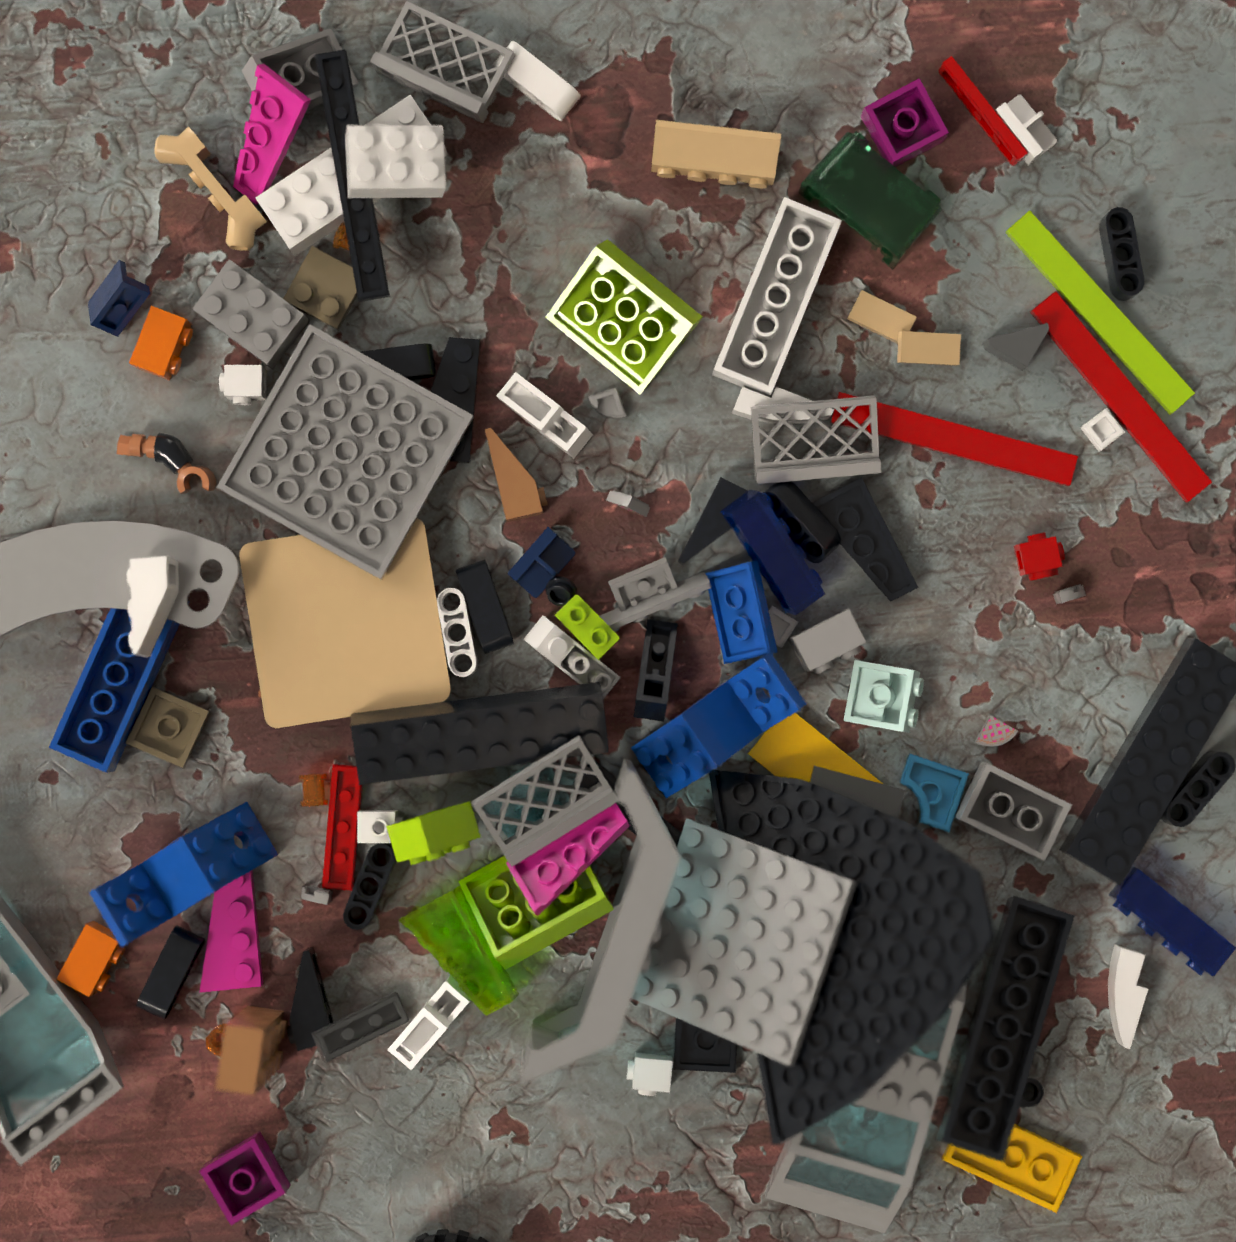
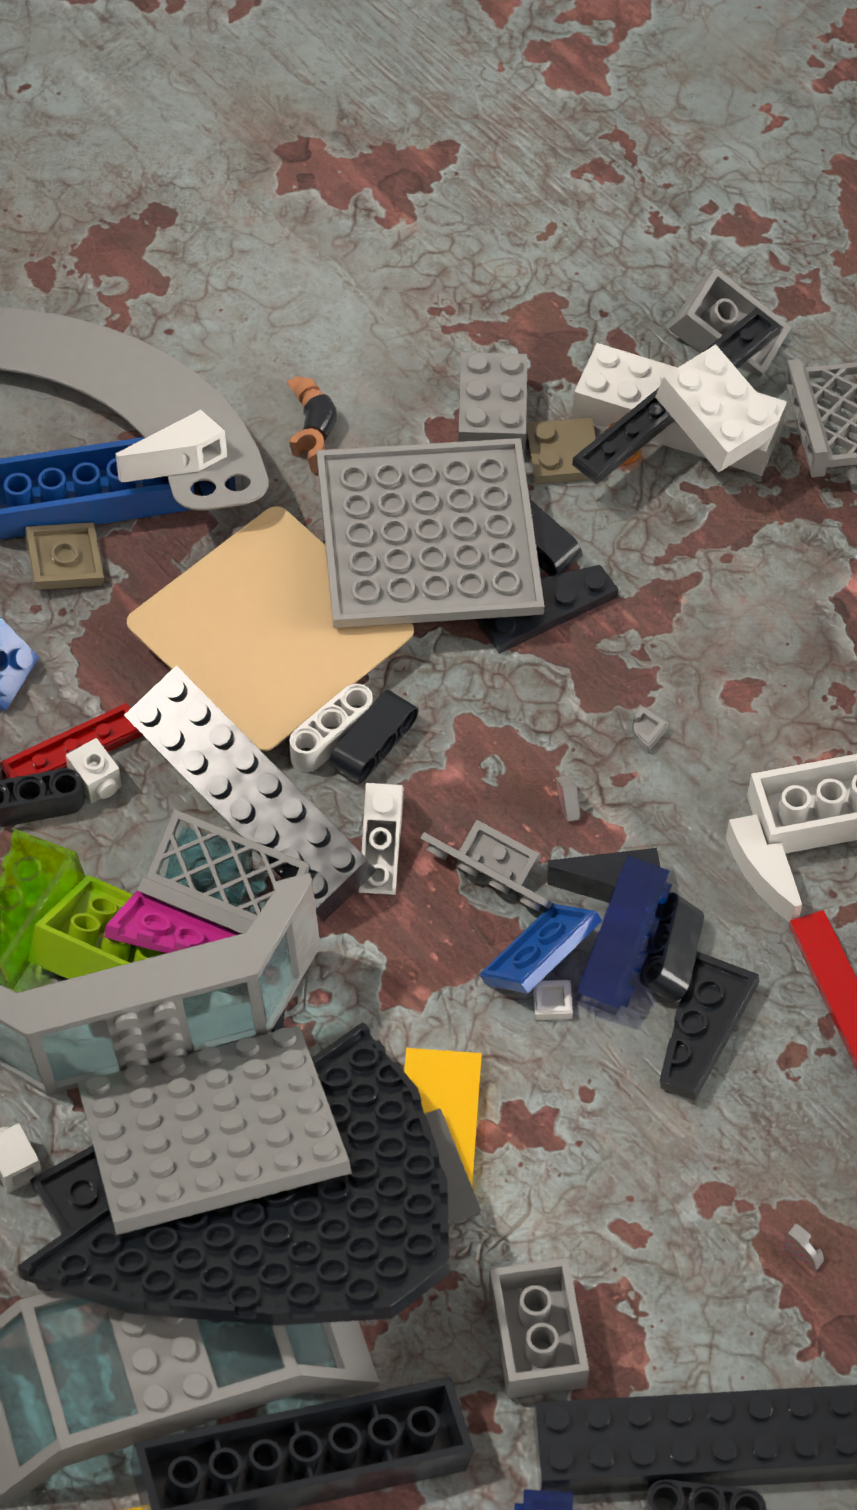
camera: 50 degrees right, 30 degrees down
(116, 300) = (421, 304): dark blue panel -> none
(161, 343) = (411, 356): orange brick -> none
(190, 151) = (575, 350): tan plate -> none
(243, 383) = (426, 428): white brick -> none
(269, 132) = (658, 320): dark pink wing -> none
(313, 790) = (90, 700): clear orange bush -> none
(434, 834) = (122, 804): lime brick -> none
(515, 484) = (505, 696): medium nougat slope -> none
(541, 562) = (453, 757): dark blue panel -> none
(544, 415) = (593, 681): white slope -> none
(560, 590) = (438, 789): black plate -> none
(587, 626) = (420, 825): lime bracket -> none
(623, 316) = (738, 687): lime slope -> none
(655, 670) = (420, 914): black slope -> none
(718, 725) = (413, 987): blue bracket -> none
(812, 465) = (738, 931): light grey fence -> none
(827, 641) = (573, 1037): light grey brick -> none
(883, 696) = (560, 1134): light aqua plate -> none
(936, 789) = (504, 1243): dark azure tile -> none
(995, 733) = (605, 1270): light grey tile -> none
(1039, 556) = (816, 1191): red brick -> none

